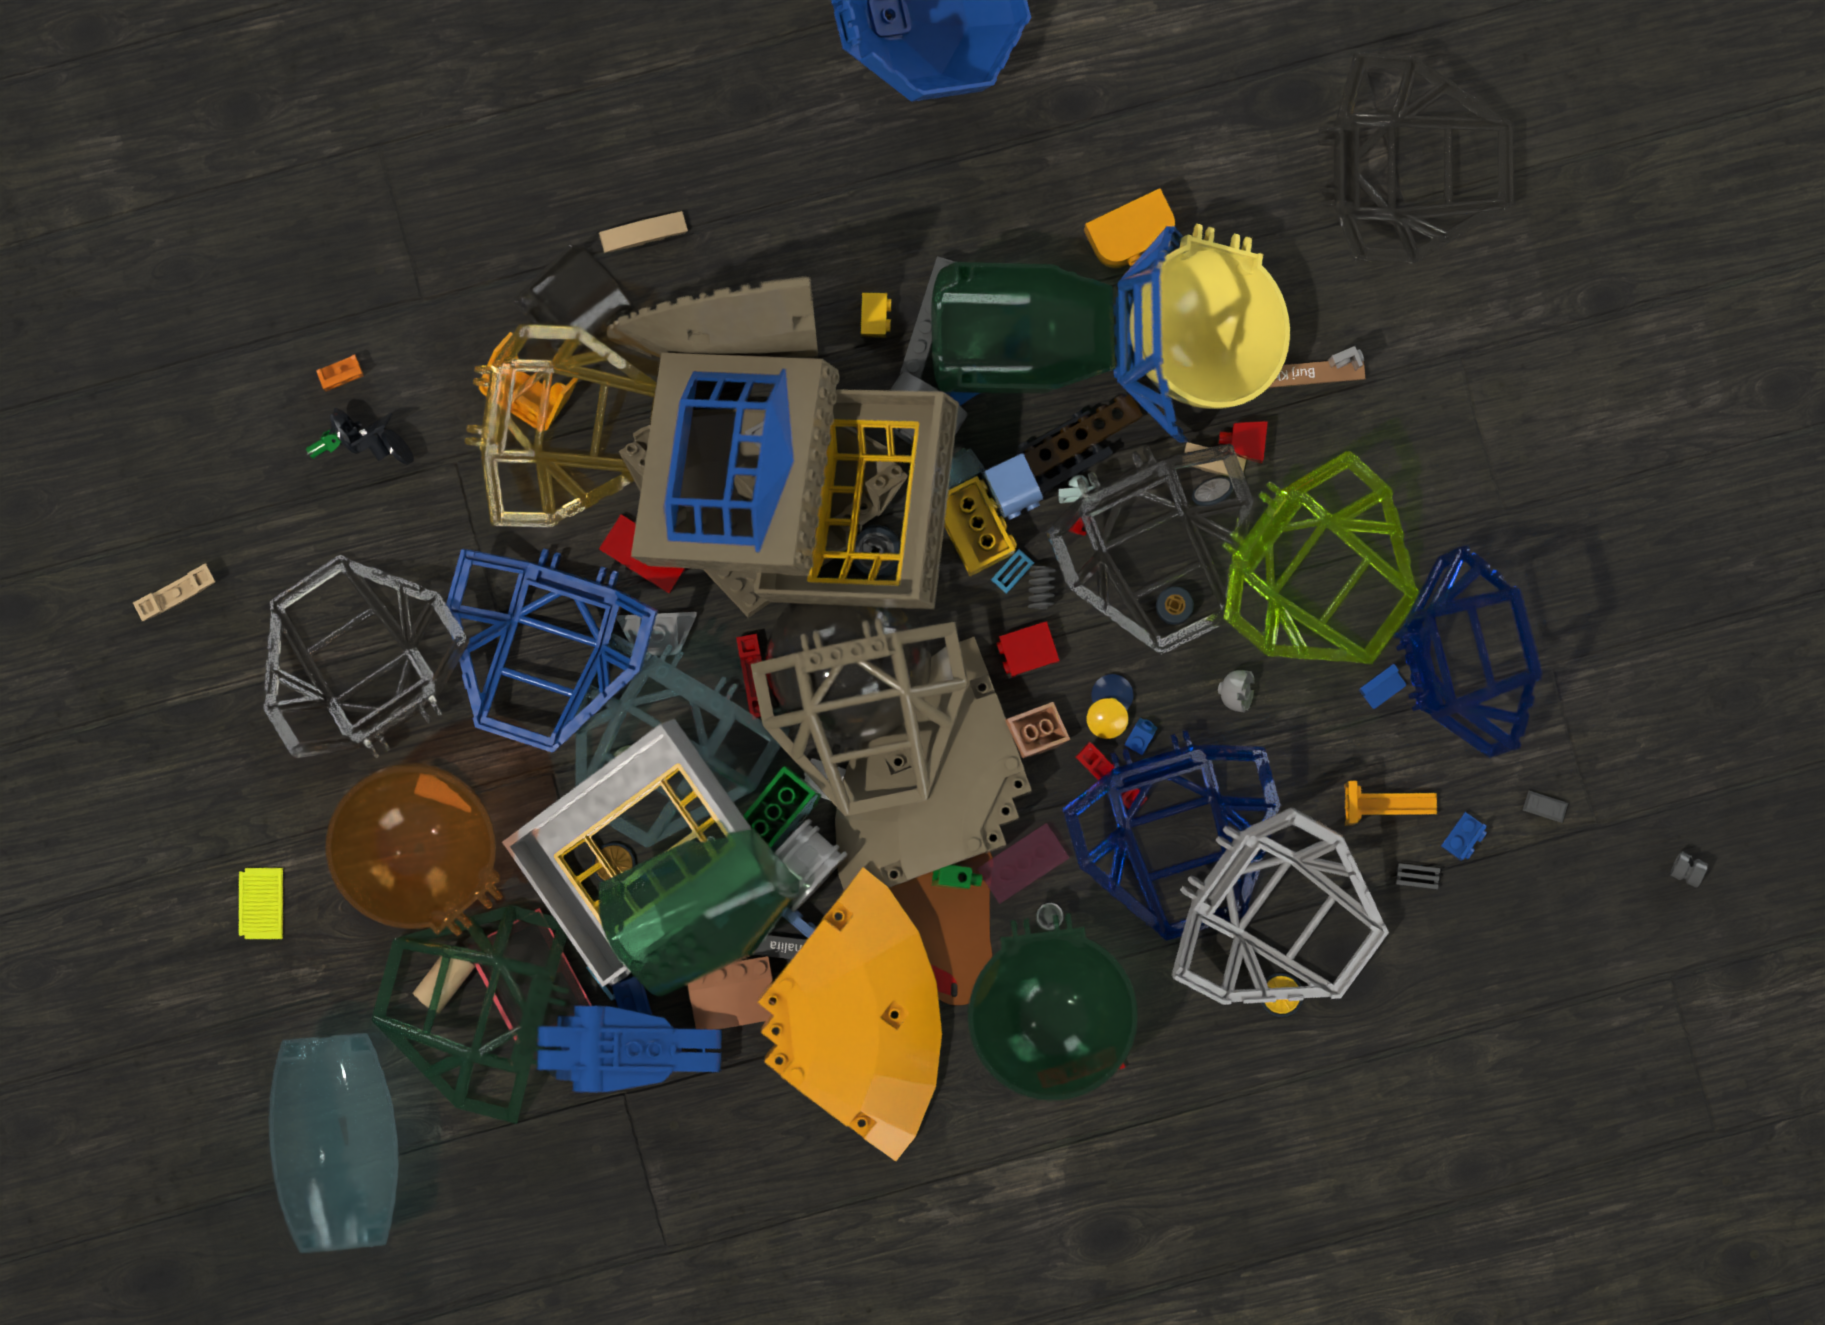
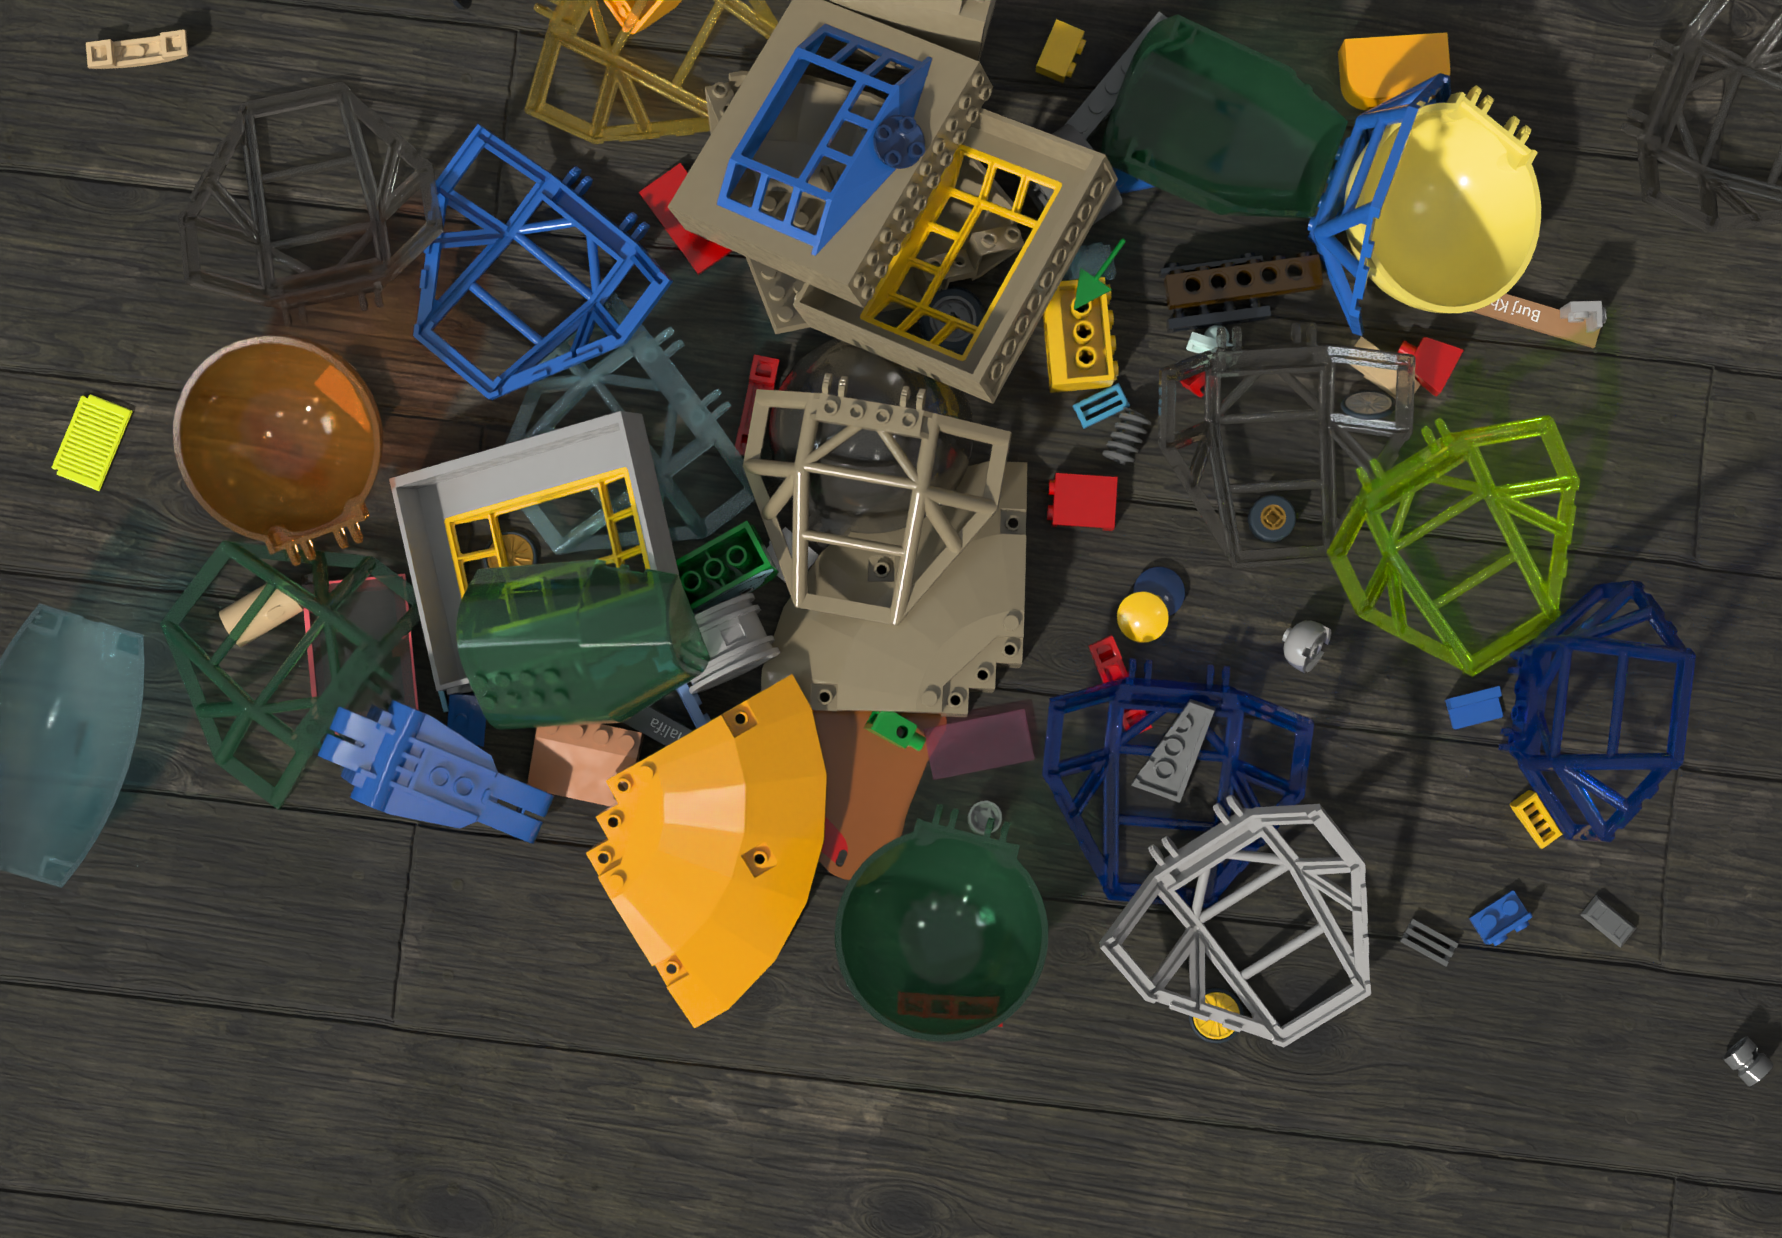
camera: 20 degrees right, 0 degrees up
(667, 629) = (674, 310): light grey wing -> none
(787, 443) = (899, 141): none -> dark blue dish
(968, 487) = (1089, 286): none -> green piece
(1012, 487) = (1140, 305): medium blue brick -> none
(1037, 730) = (1057, 598): nougat slope -> none
(1141, 735) = (1173, 652): blue bracket -> none
(1173, 811) = (1174, 757): none -> wing
(1385, 804) = (1394, 832): light orange bracket -> none
(1446, 742) = (1523, 801): none -> yellow slope

